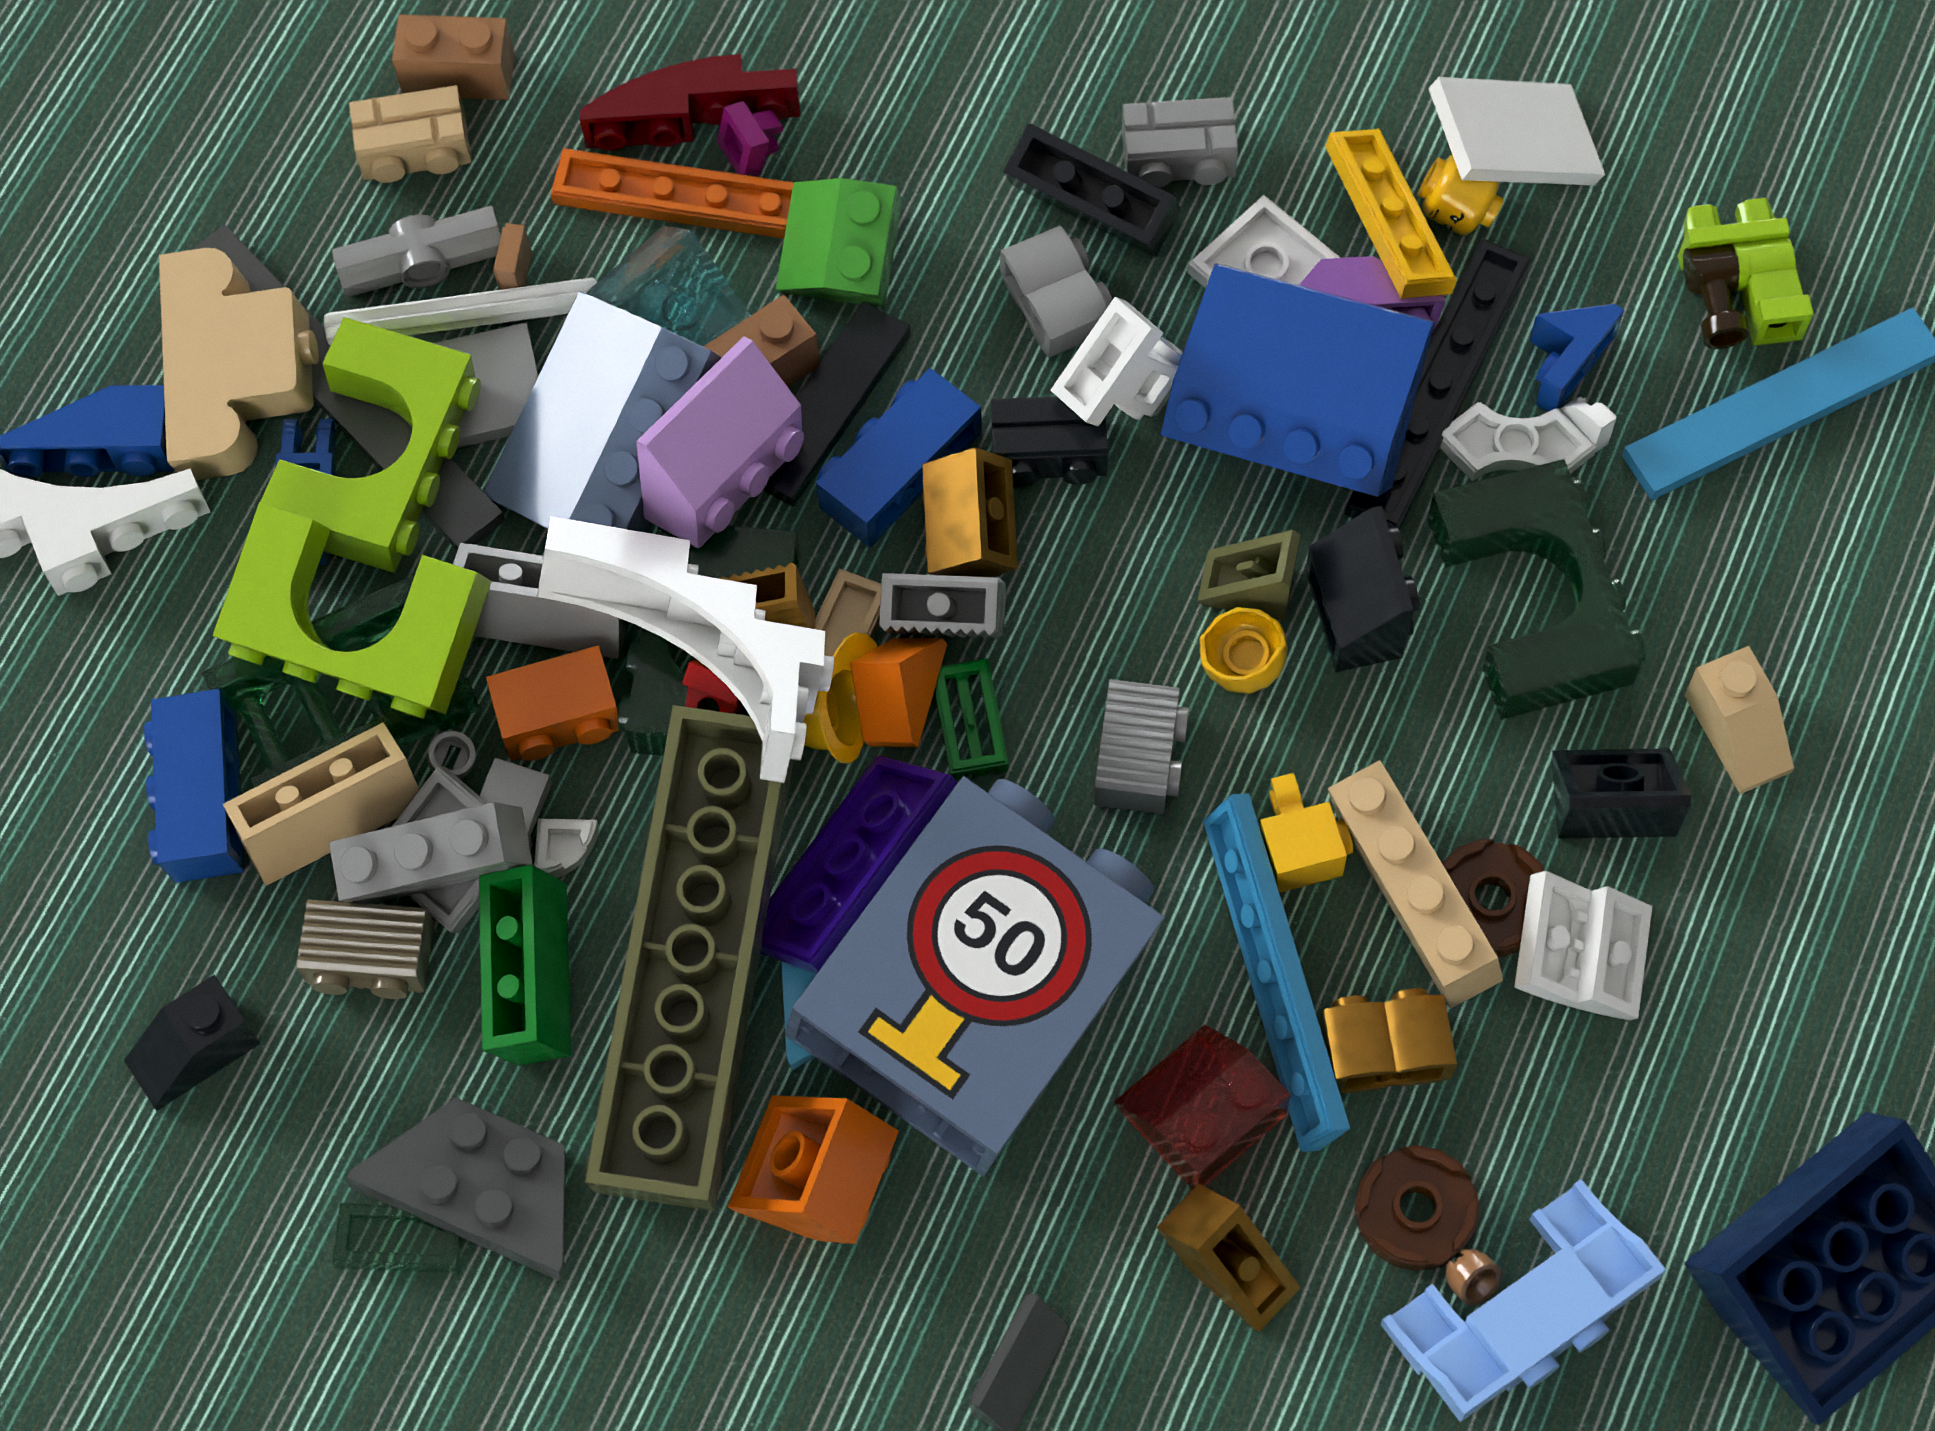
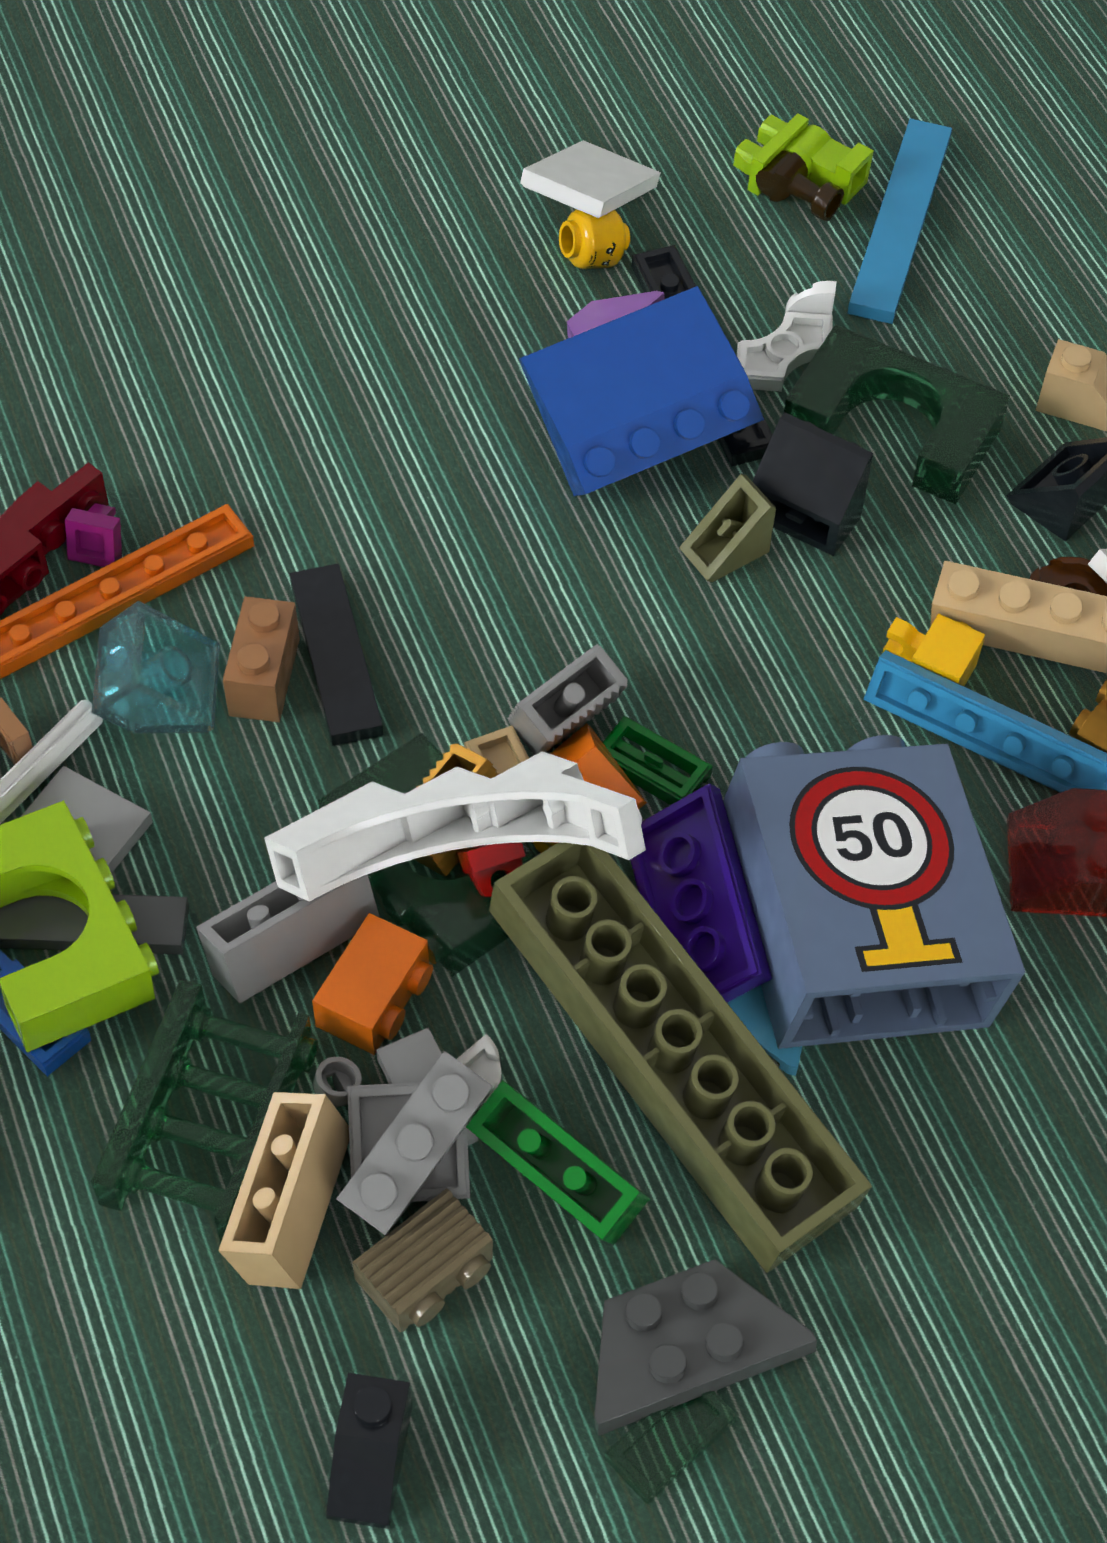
camera: 50 degrees left, 10 degrees down
(193, 776) = (167, 1270): blue brick -> none
(270, 617) = (121, 1090): lime arch -> none
(590, 405) = (205, 770): slope -> none
(718, 445) = (320, 715): lavender slope -> none
(814, 1167) = (894, 1111): orange slope -> none
(840, 240) = (237, 543): bright green slope -> none
(884, 467) = (424, 644): blue brick -> none
(969, 515) = (520, 634): pearl gold brick -> none
(1047, 441) = (510, 557): black brick -> none
(1054, 289) = (411, 471): light grey brick -> none
(1092, 190) = (371, 392): black brick -> none
(1132, 365) = (521, 465): white tile -> none
(1138, 746) = (781, 685): light grey brick -> none
(1180, 140) = (388, 332): light grey brick -> none
(1243, 650) = (777, 578): yellow hair -> none
(1263, 243) = (497, 368): white tile -> none
(1390, 214) = (570, 273): yellow tile -> none
(1575, 344) = (758, 269): blue slope -> none

